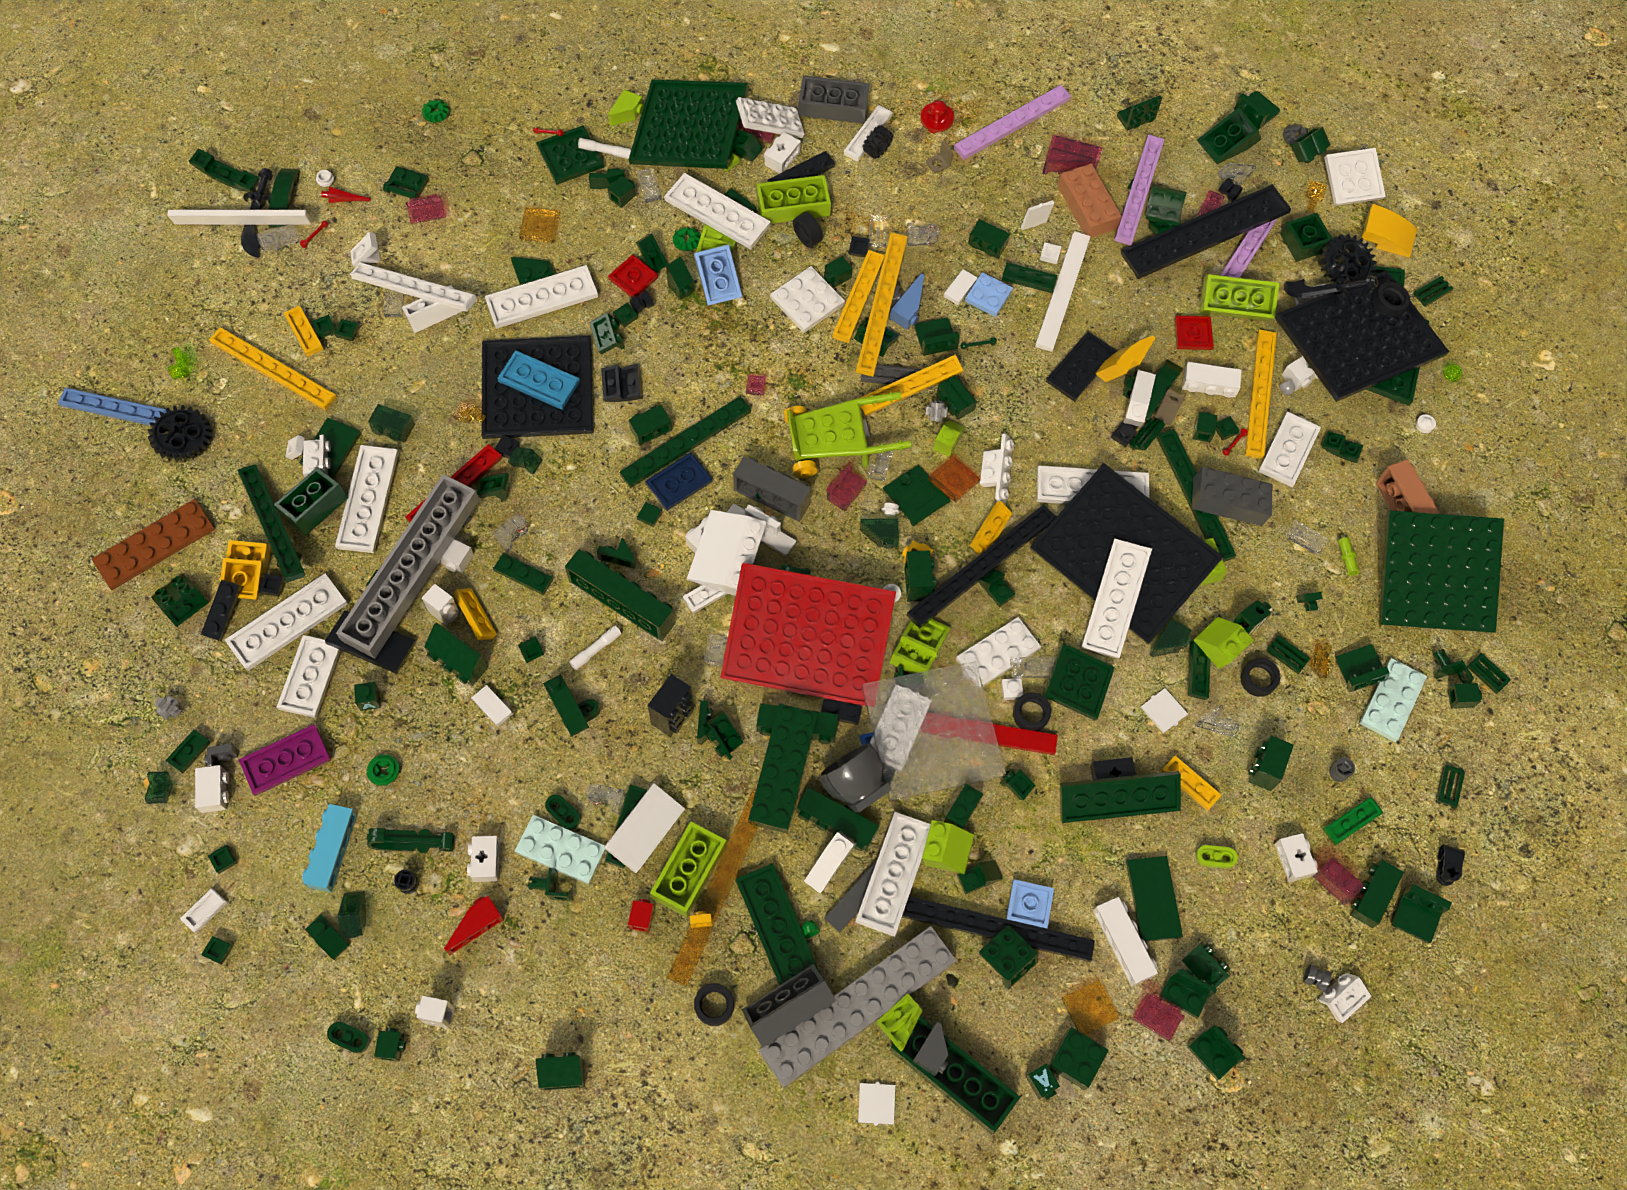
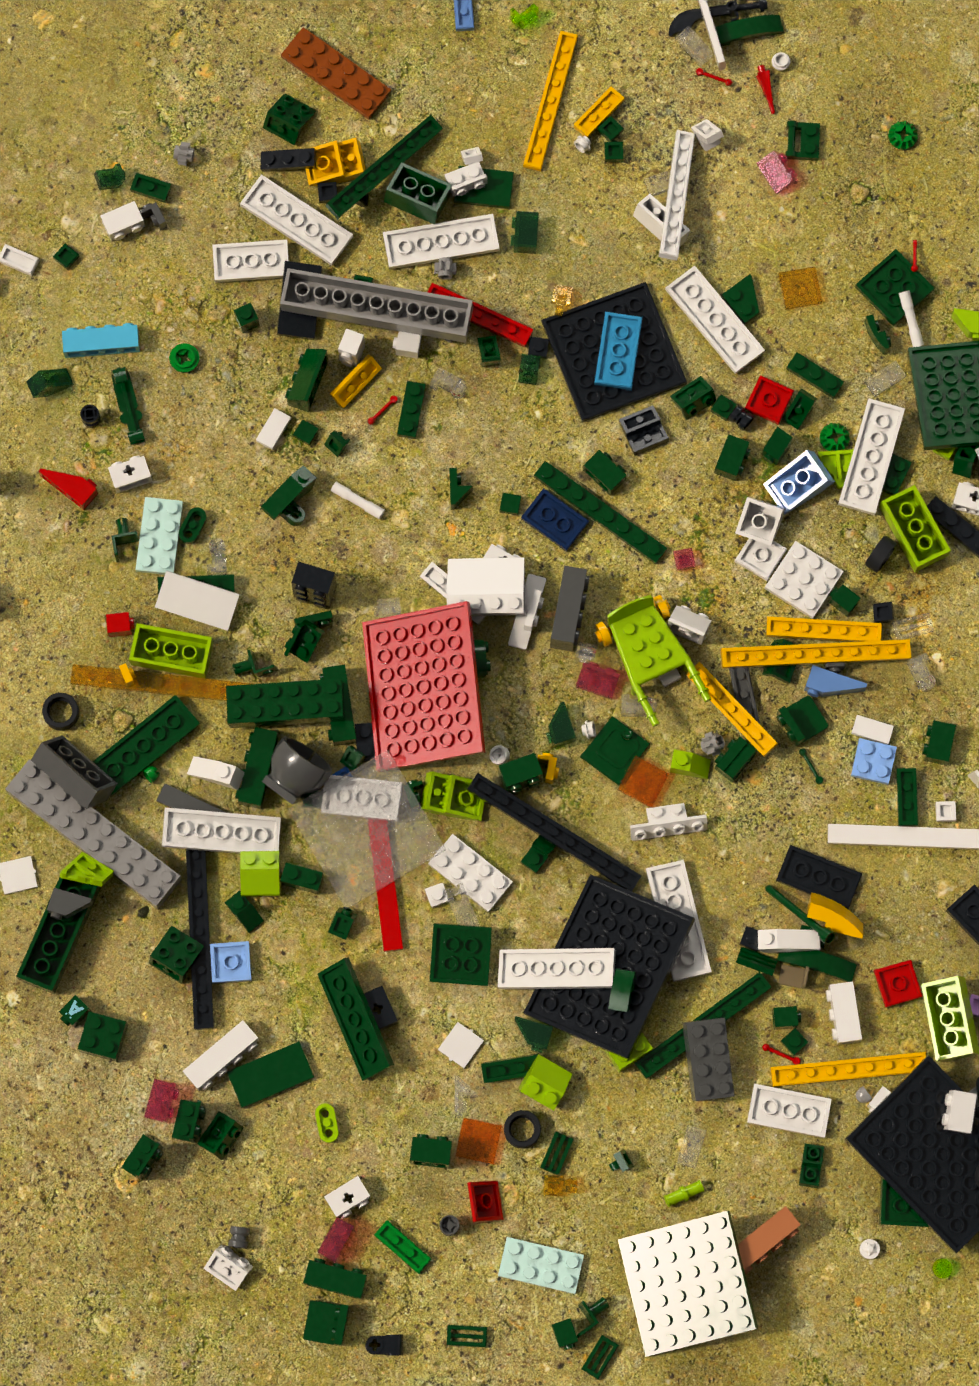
camera: 75 degrees right, 10 degrees up
(179, 433) = (443, 62): black gear -> none
(284, 760) = (168, 271): magenta plate -> none
(327, 353) = (582, 144): none -> white plate
(327, 937) = (24, 369): dark green slope -> none
(396, 501) = (445, 268): none -> light grey gear
(506, 587) = (393, 399): none -> red hinge
(507, 676) = (305, 432): none -> dark green tile
(620, 594) = (412, 504): dark green brick -> none
(621, 191) = (867, 354): dark green brick -> none
(624, 237) = (815, 375): none -> dark green plate
(675, 319) = (731, 458): none -> dark green brick
(728, 797) = (251, 664): none -> dark green bracket
(743, 312) = (760, 520): none -> white slope
(772, 326) = (760, 557): none -> white tile
(820, 484) = (586, 652): none -> clear slope
(822, 393) = (689, 624): none -> white slope
(855, 726) = (352, 758): none -> dark green tile
(991, 528) = (599, 831): yellow plate -> none
(1035, 698) = (415, 904): black tyre -> none
(1090, 1008) = (152, 1039): clear yellow tile -> none
(1145, 363) = (825, 934): none -> dark green piece
(1158, 541) = (621, 990): none -> dark green slope
(1193, 784) = (392, 1084): yellow plate -> none
(1254, 615) = (572, 1102): dark green torso -> none
(1261, 719) = (478, 1141): none -> clear orange tile
(1324, 733) = (485, 1201): none -> red slope
(1333, 304) = (959, 1111): none -> white brick
(1361, 668) = (561, 1225): dark green bracket -> none

